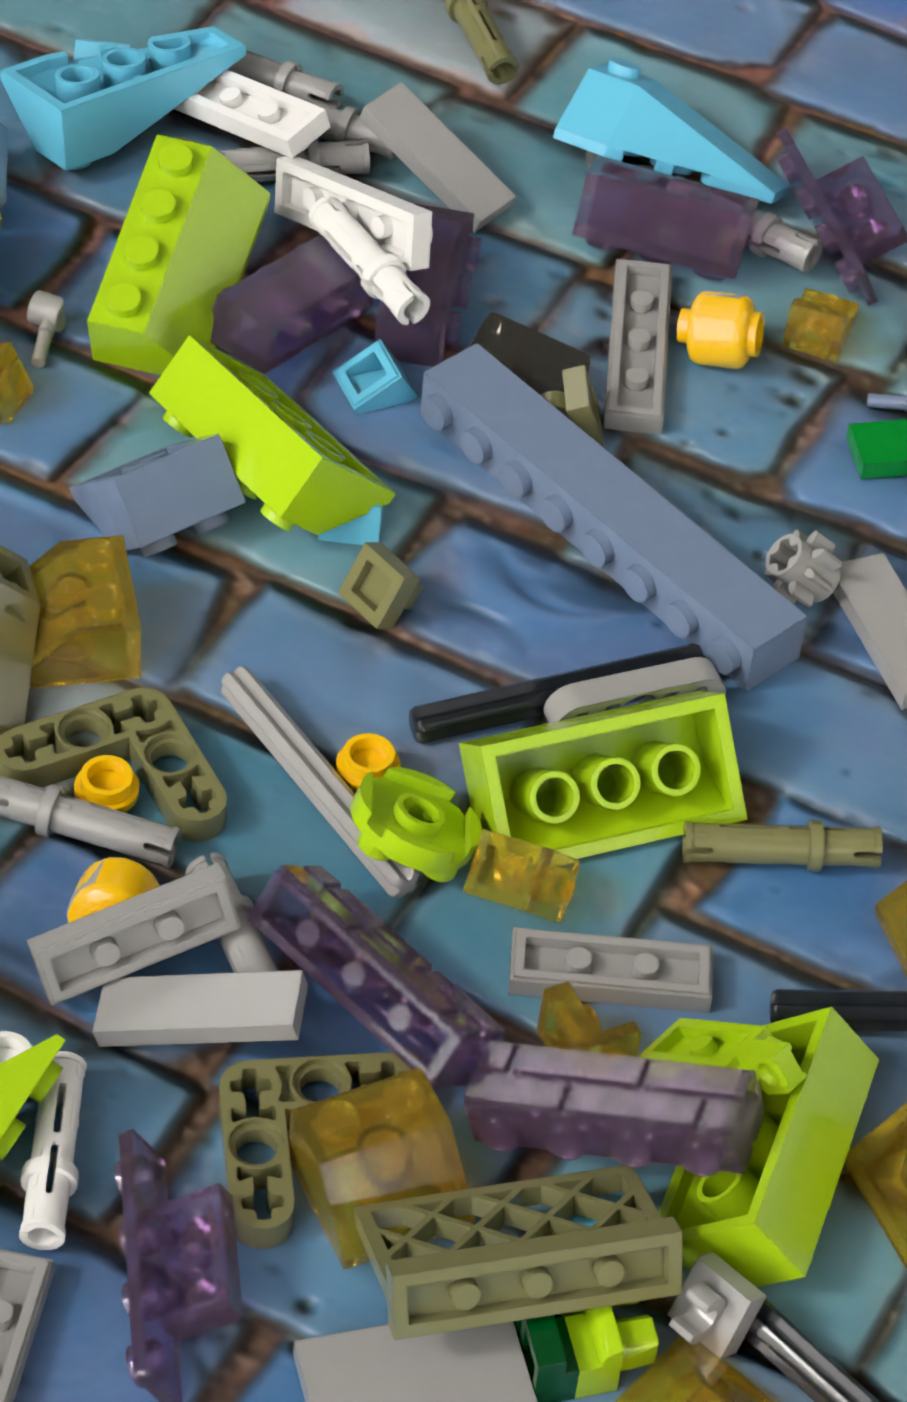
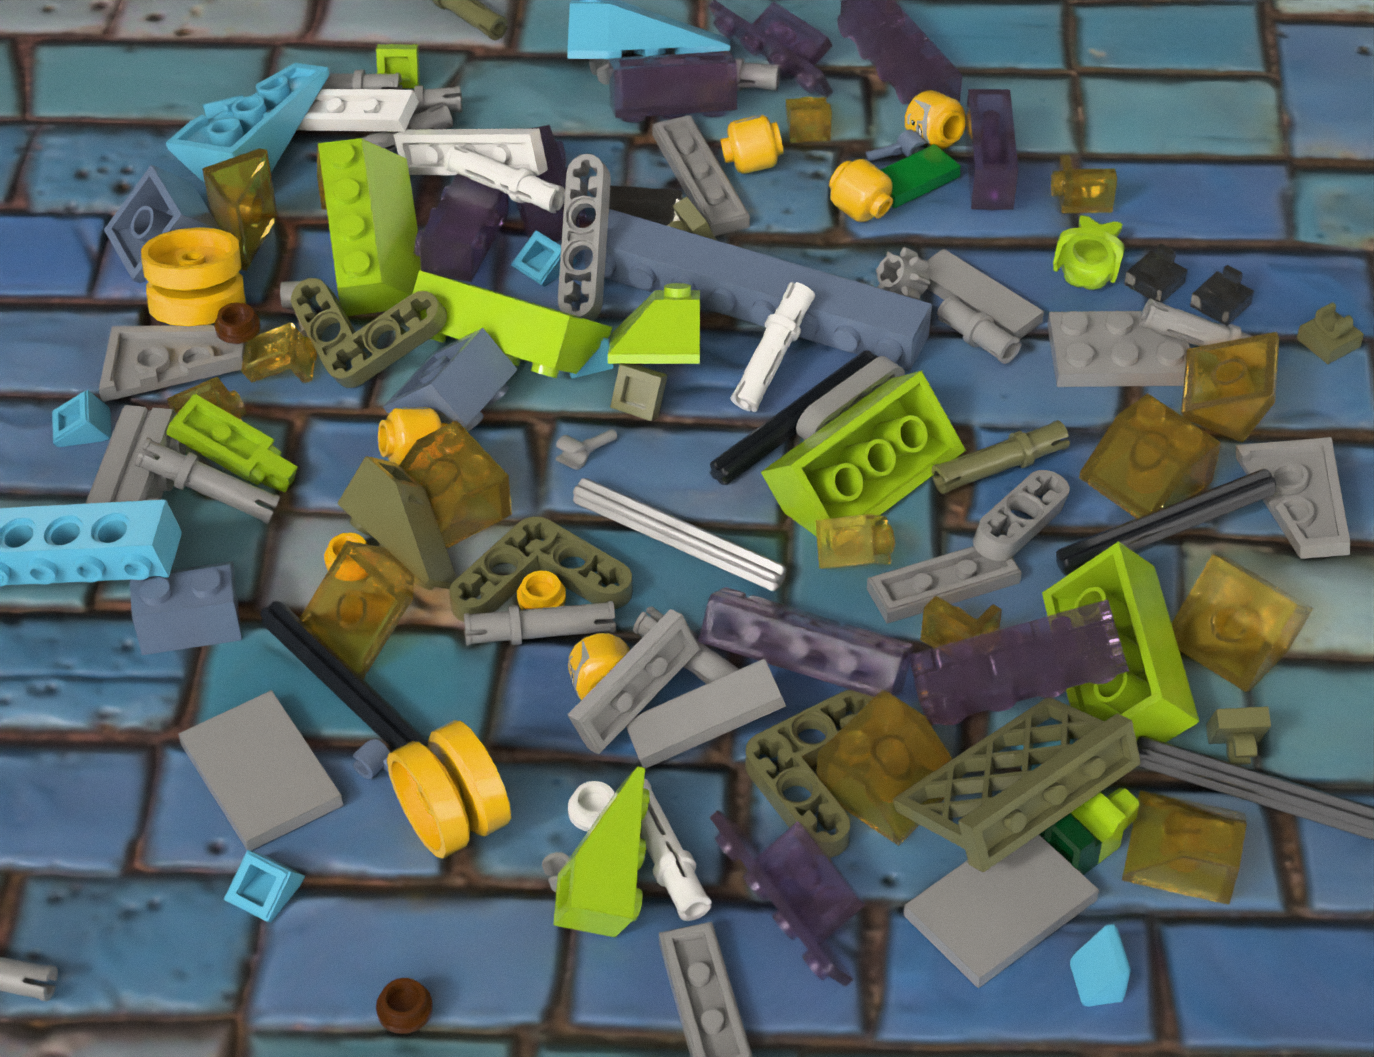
camera: 20 degrees left, 0 degrees up
(48, 177) = (243, 200): none -> clear yellow slope
(67, 519) = (403, 428): none -> yellow head
(68, 410) = (351, 343): none -> olive beam
(261, 633) = (576, 452): none -> light grey hand
(352, 68) = (399, 59): none -> lime tile
(365, 755) = (705, 509): yellow plate -> none
(414, 823) = (766, 537): lime plate -> none
(429, 373) = (591, 238): none -> light grey beam
(436, 155) = (493, 96): light grey tile -> none
(452, 524) = (660, 329): none -> lime slope
(593, 577) = (780, 331): none -> white pin
(715, 1306) = (1160, 765): light grey tile -> none
(731, 1047) = (1065, 595): lime hinge -> none
(738, 946) = (1018, 529): none -> light grey beam
(821, 438) = (861, 190): none -> yellow head
(854, 1308) = (1239, 731): none -> olive tile
(860, 673) = (978, 329): none -> light grey pin

